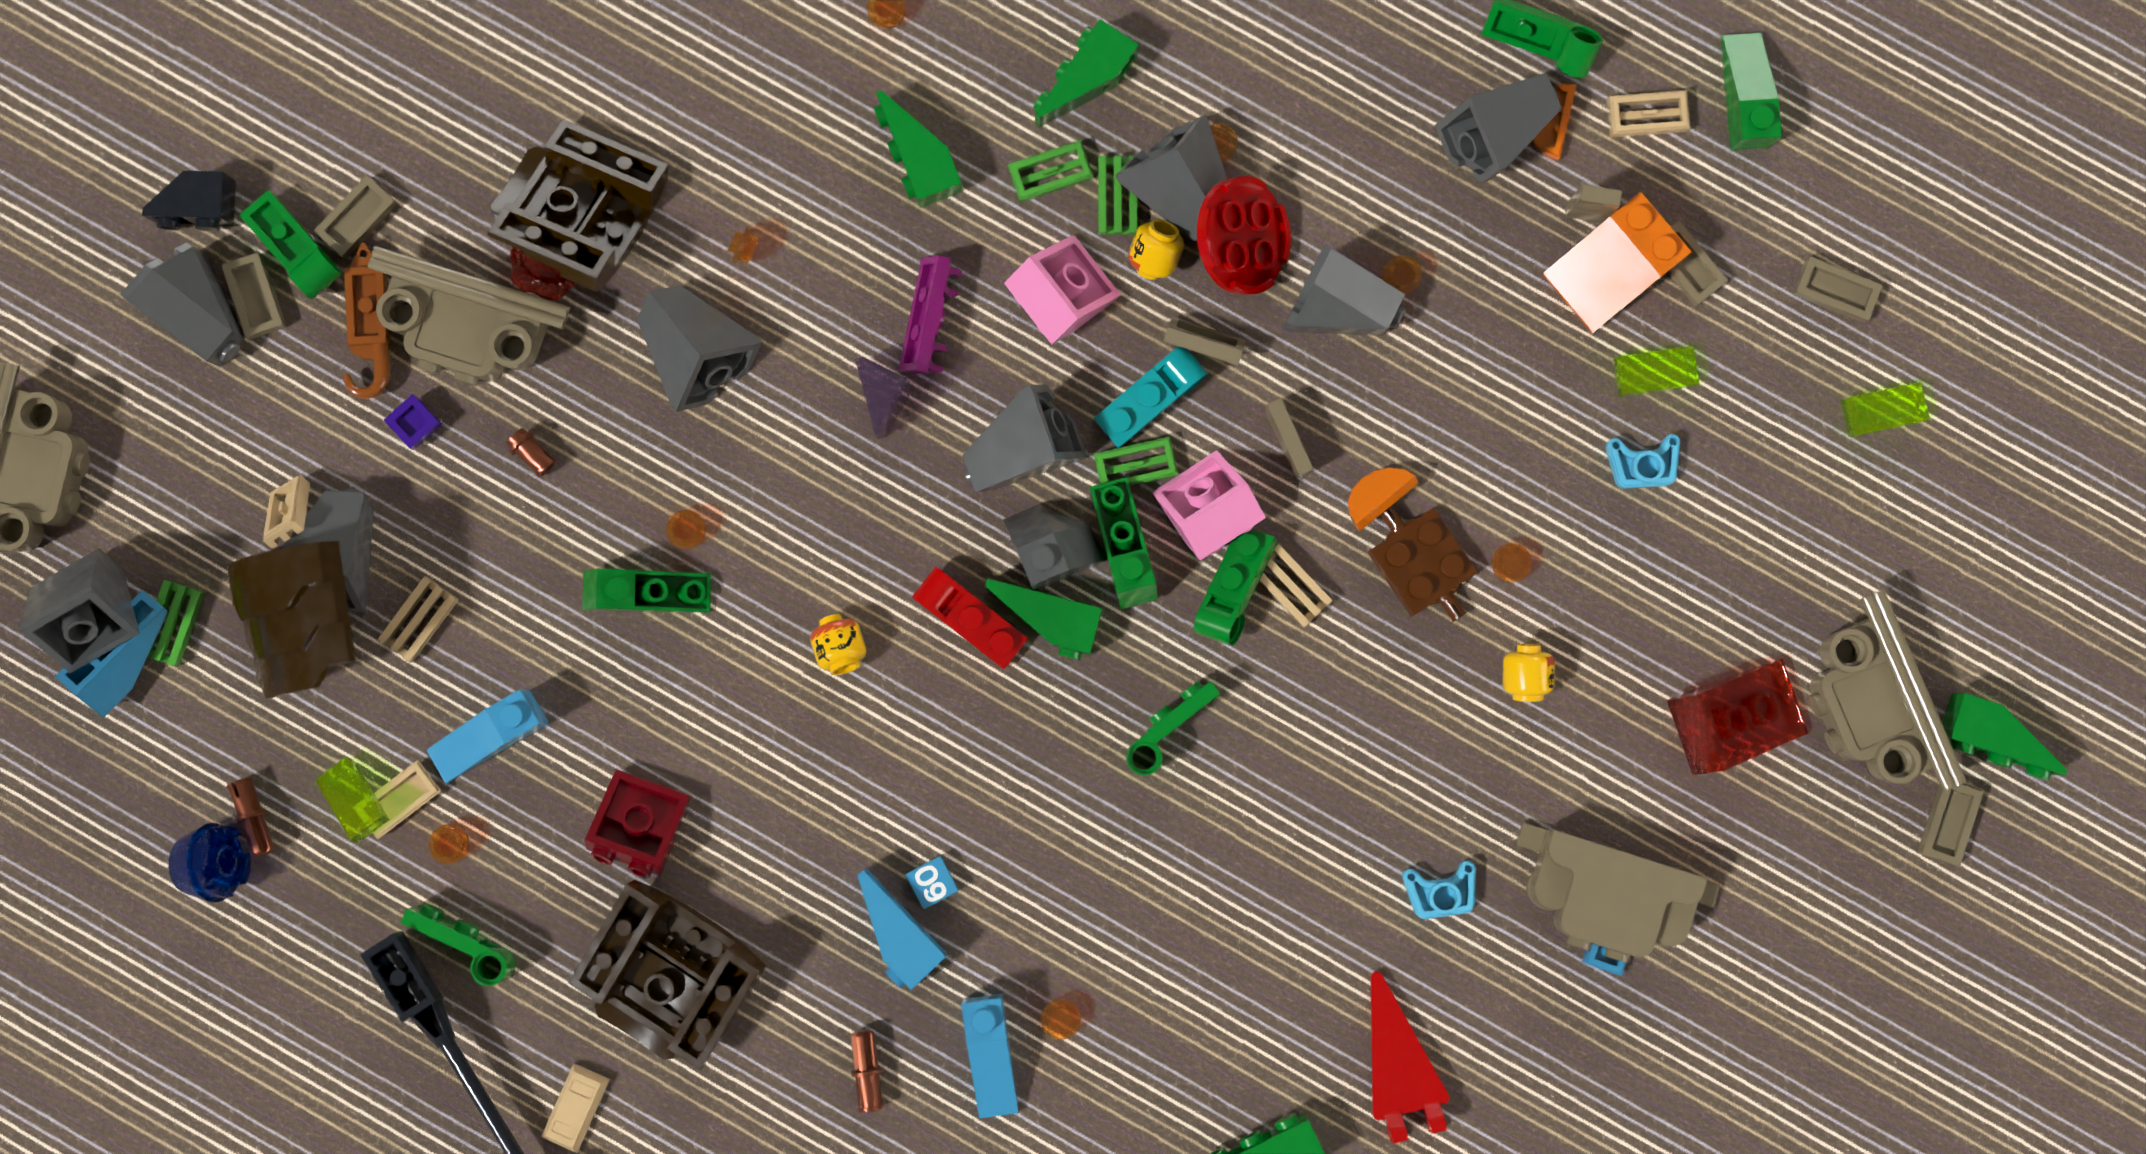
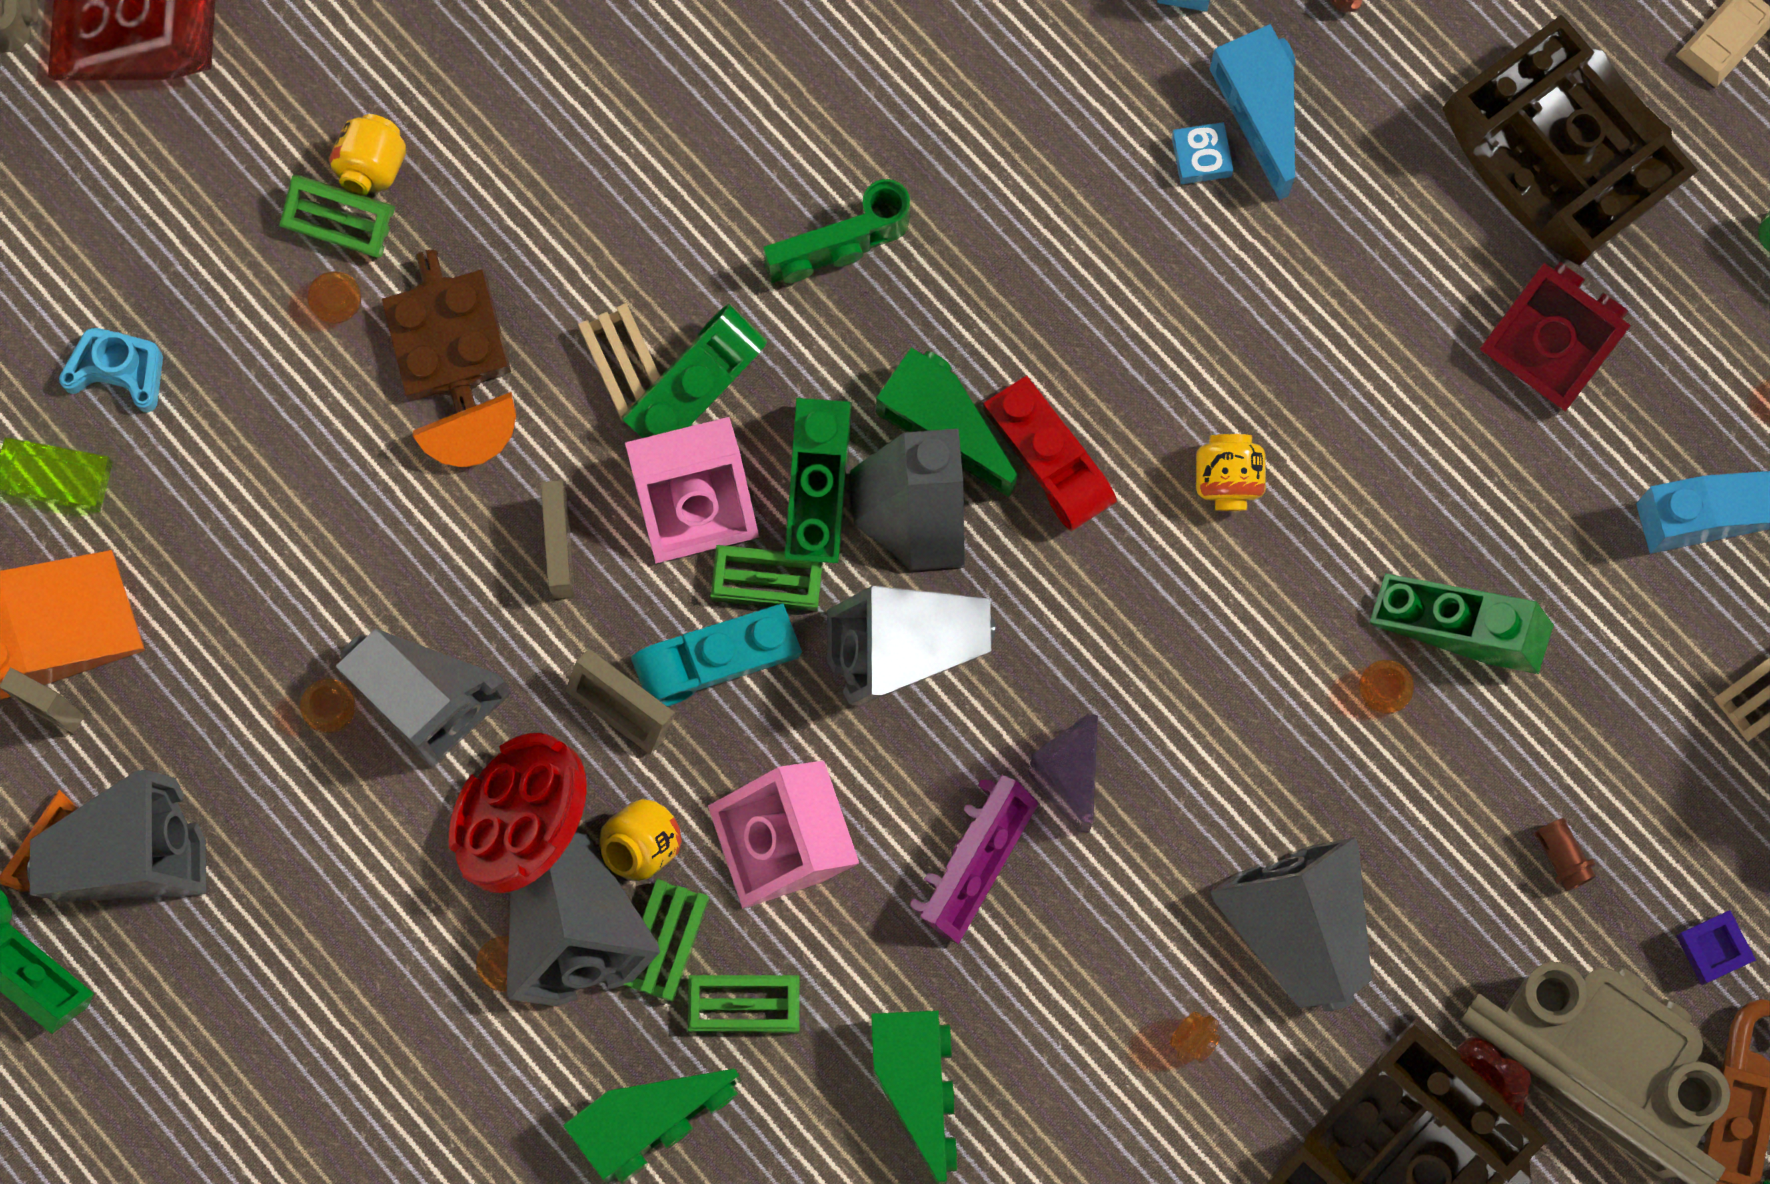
camera: 165 degrees left, 10 degrees down
(1533, 628) = (378, 228): none -> bright green tile

